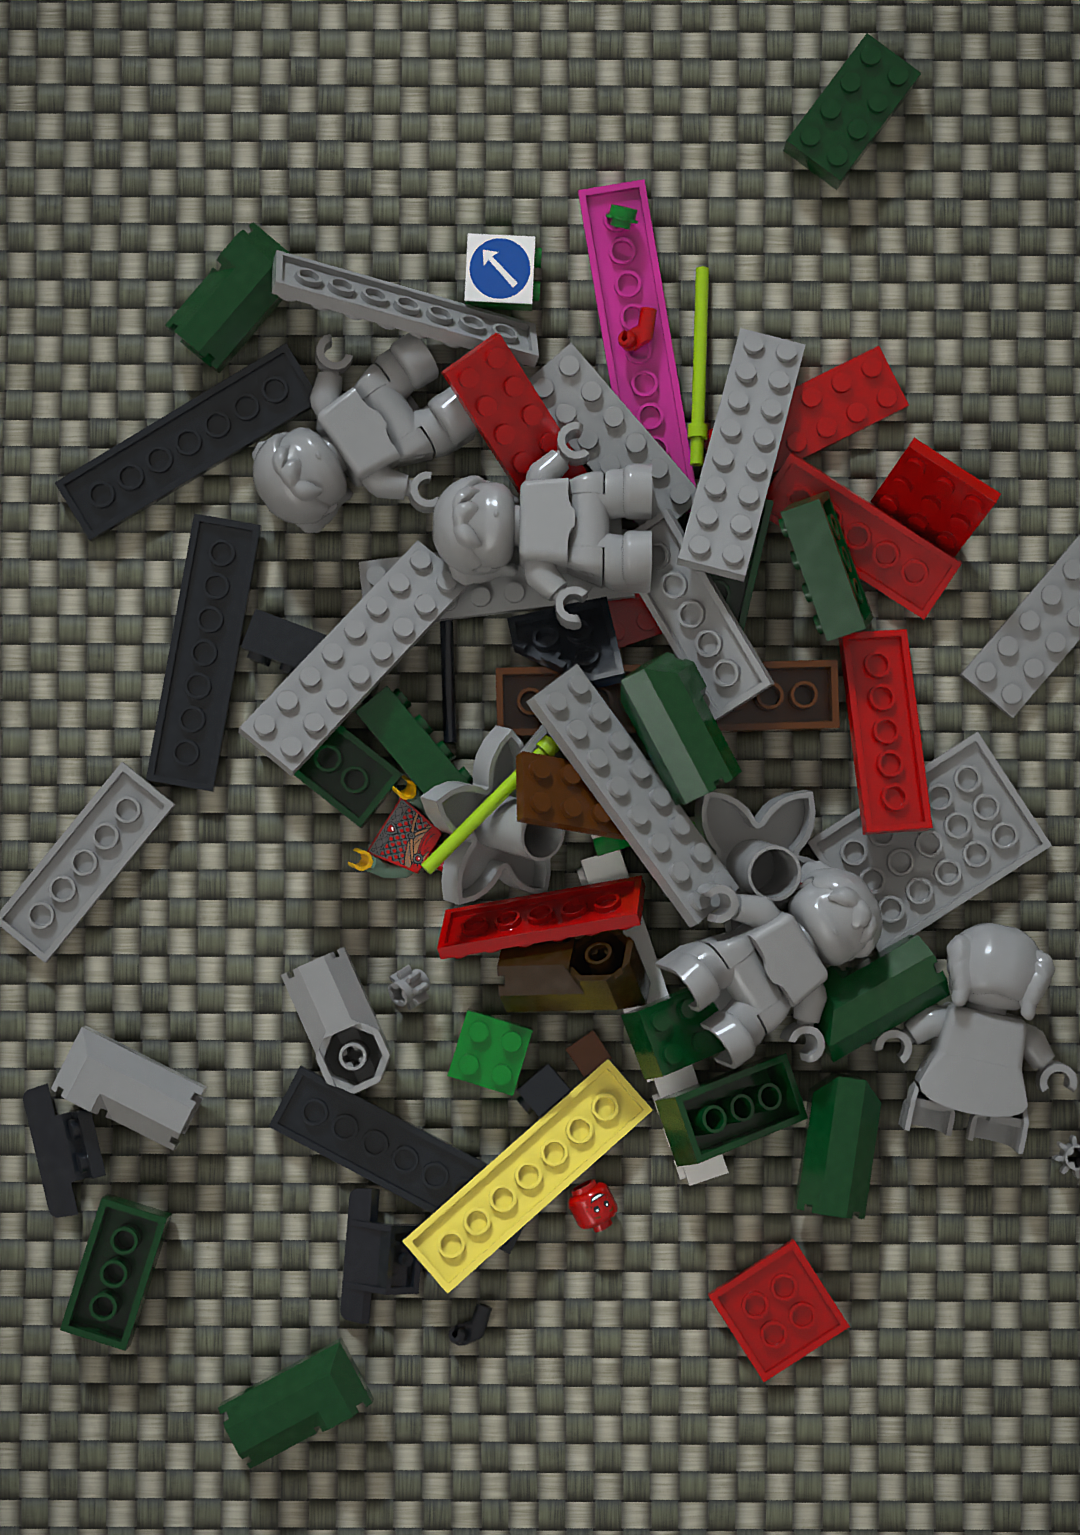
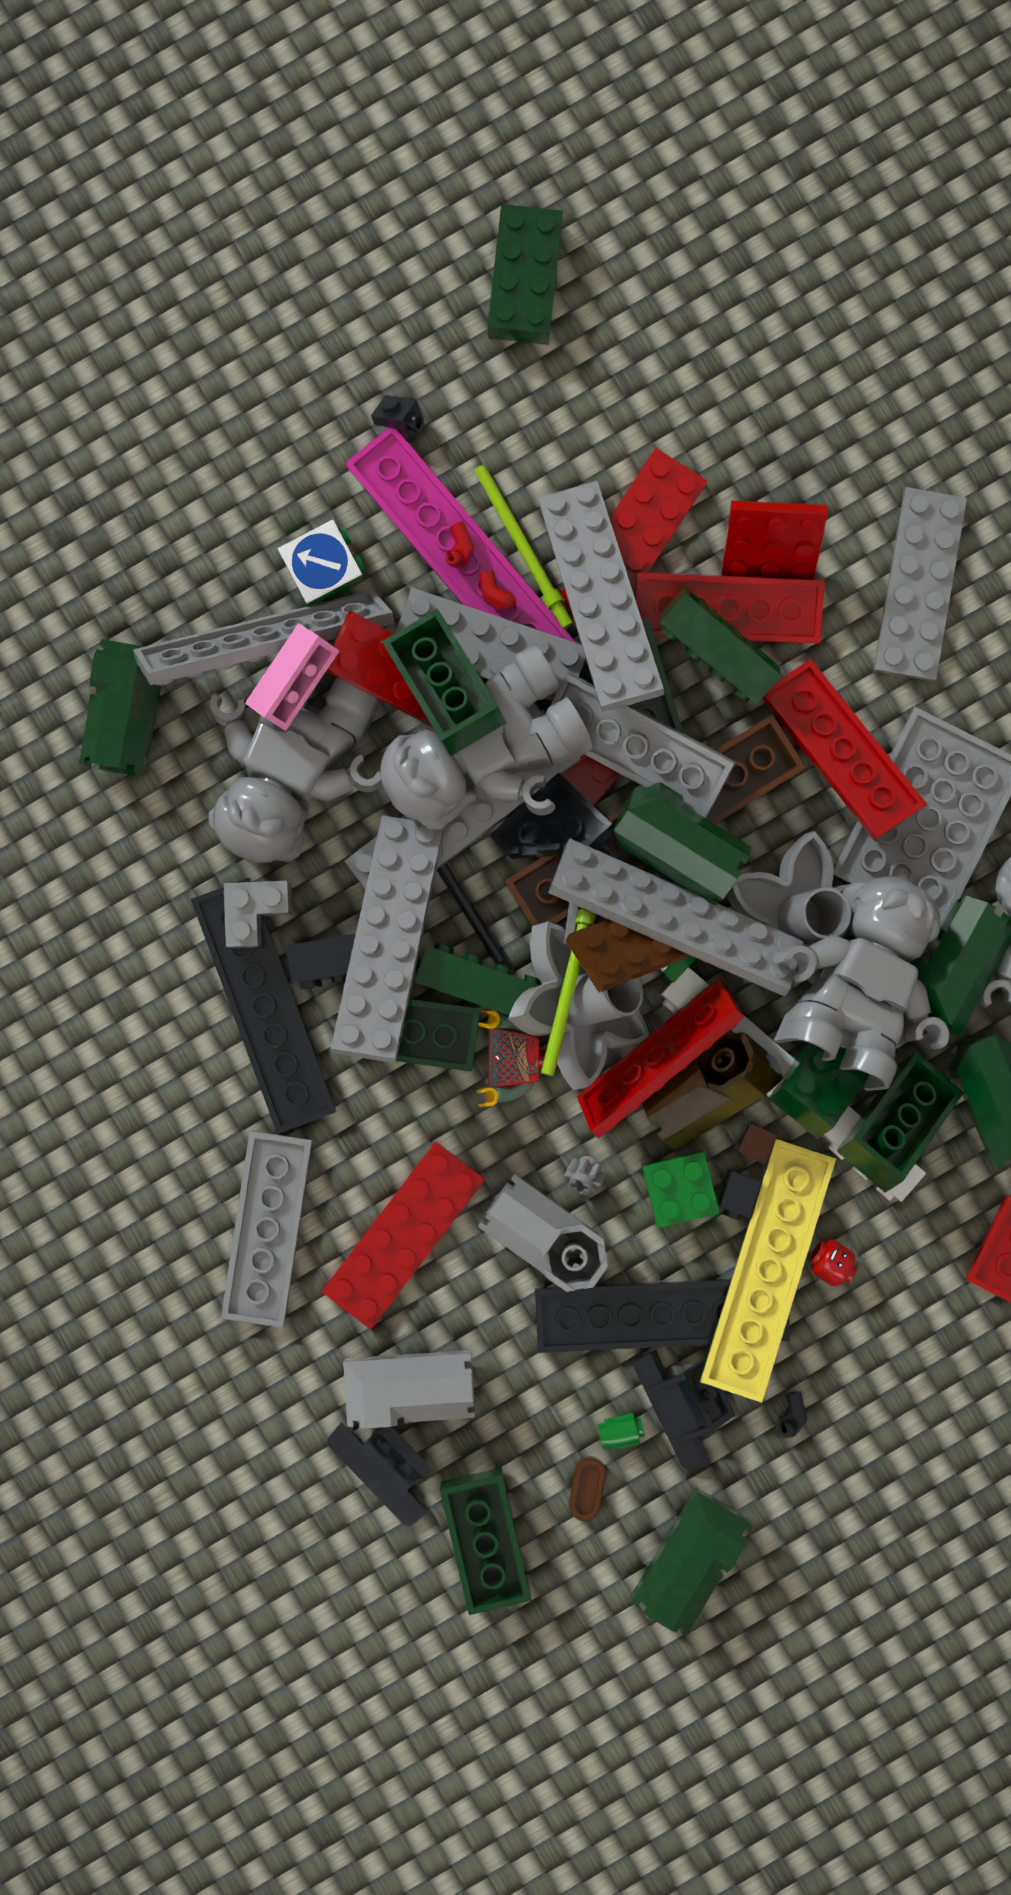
camera: 25 degrees left, 0 degrees up
(187, 442) = (151, 846): black plate -> none
(207, 943) = (403, 1235): none -> red plate
(239, 1280) = (587, 1488): none -> reddish brown tile
(245, 548) = (247, 903): none -> light grey brick
(301, 1245) = (620, 1432): none -> green brick
(407, 362) = (292, 677): none -> bright pink brick
(544, 450) = (444, 682): none -> dark green brick
(622, 216) = (392, 463): green plate -> none
(644, 396) = (493, 595): none -> red arm
(656, 174) = (399, 414): none -> black bracket

